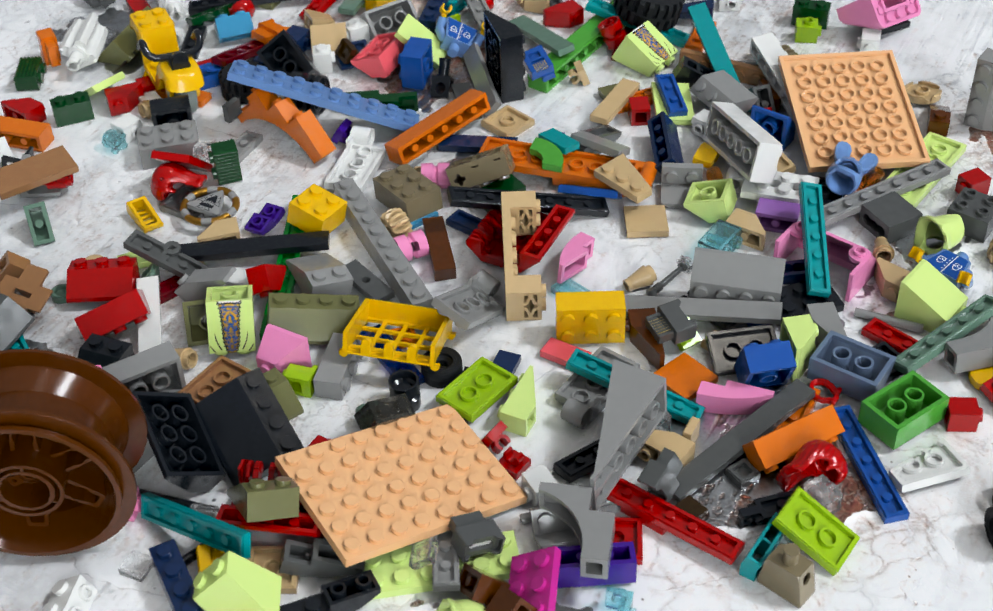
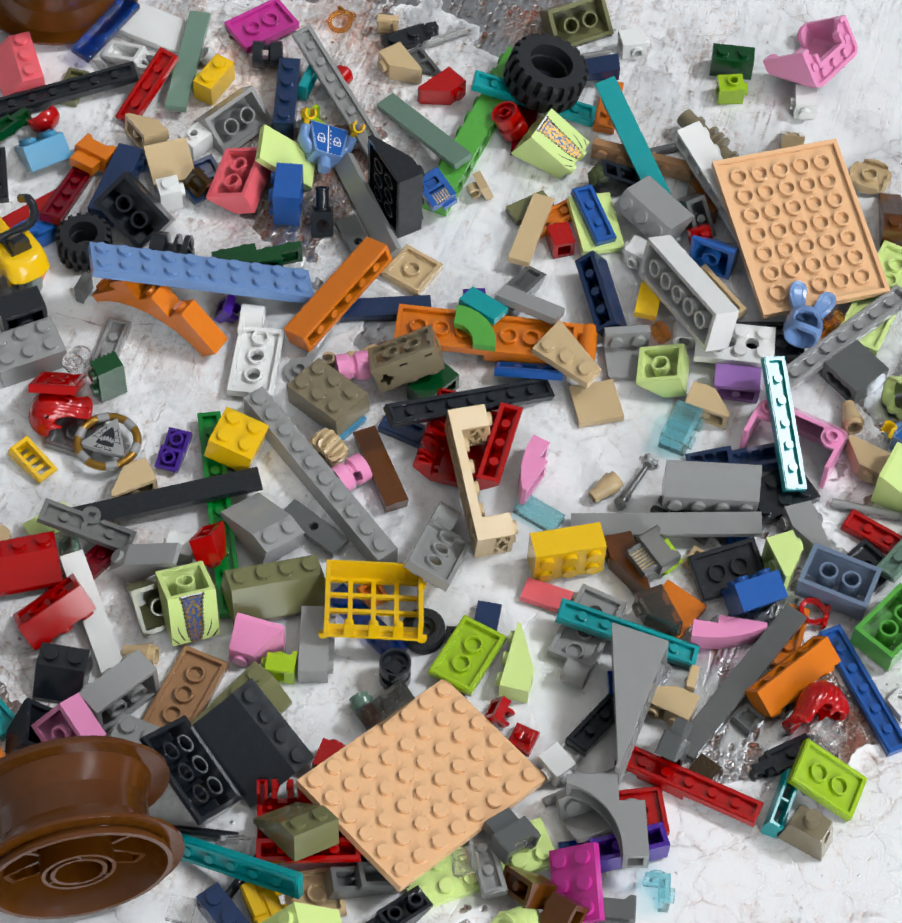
camera: 15 degrees left, 15 degrees up
(668, 365) = (657, 610): none -> clear smoke slope

